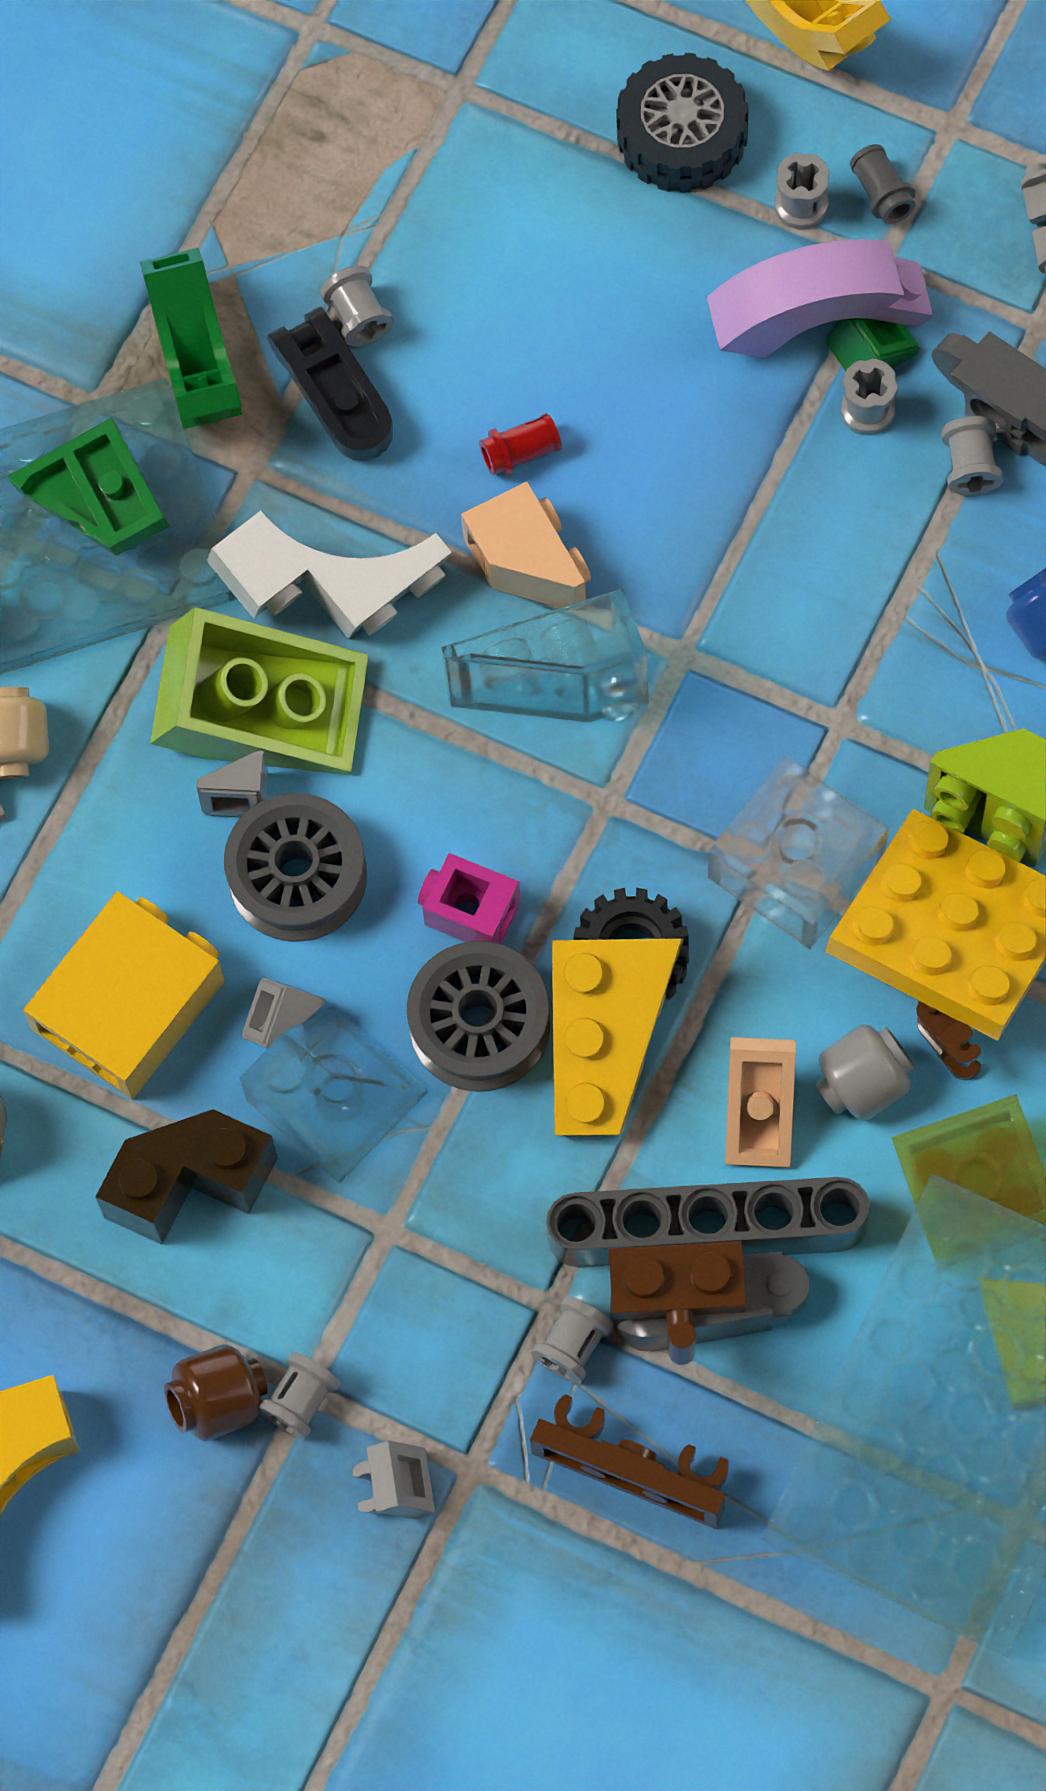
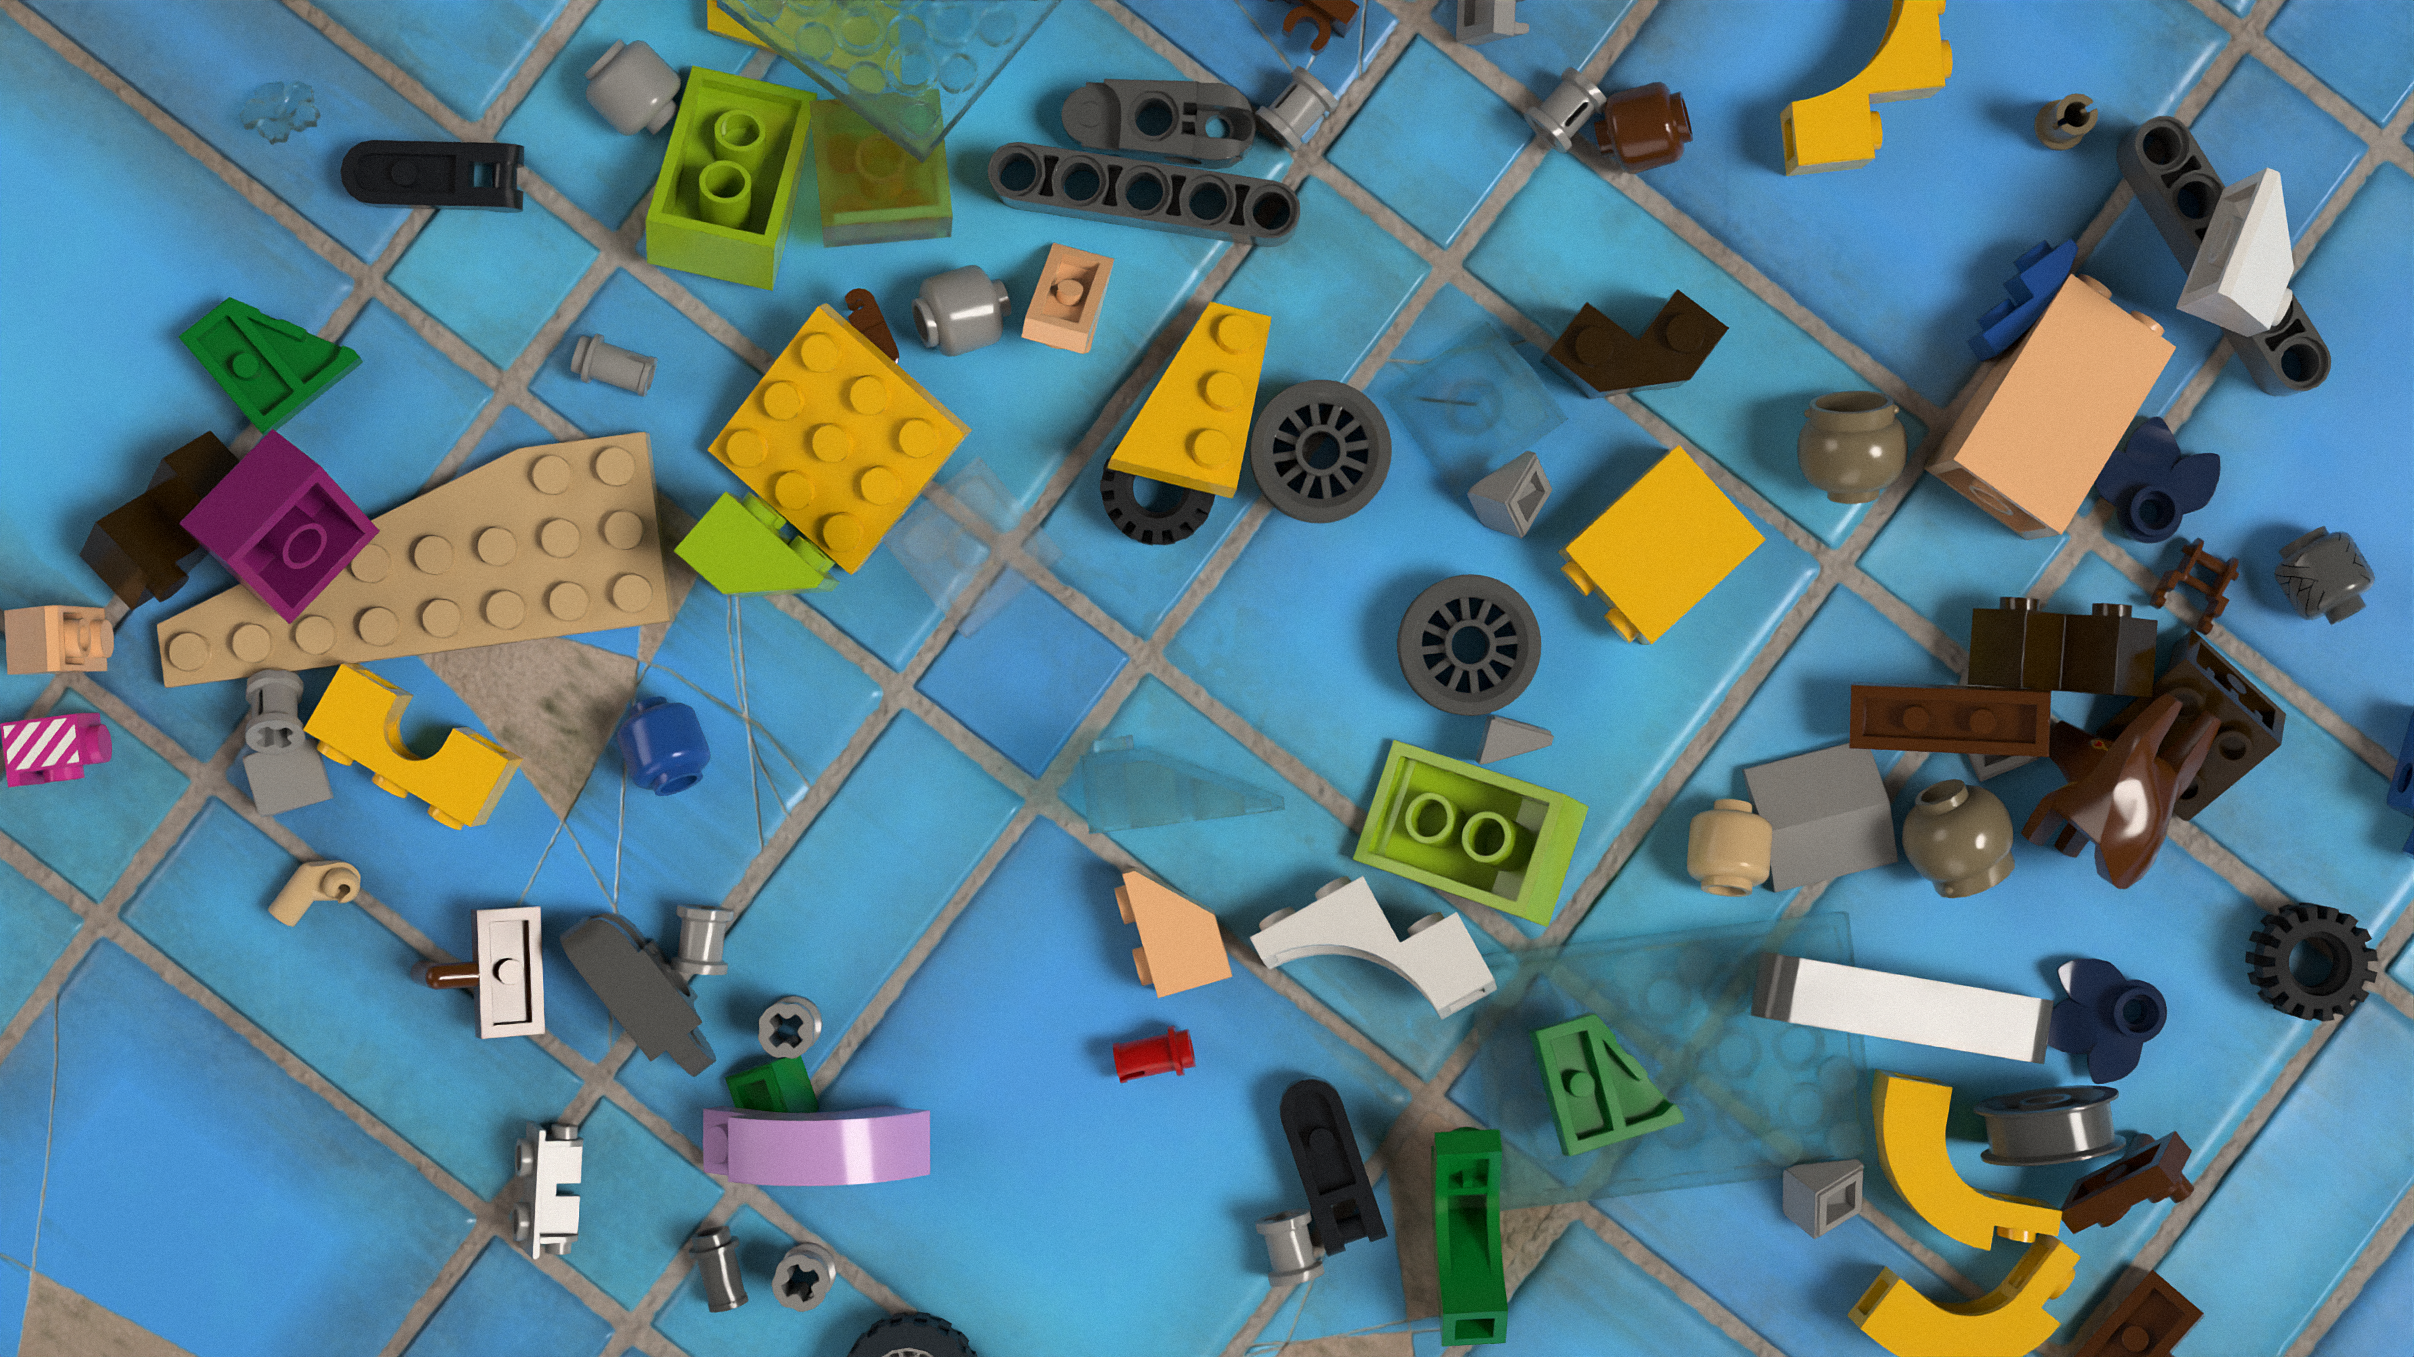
camera: 170 degrees left, 20 degrees up
(468, 882) = (1301, 542): dark pink brick -> none
(677, 1285) = (1189, 119): reddish brown plate -> none

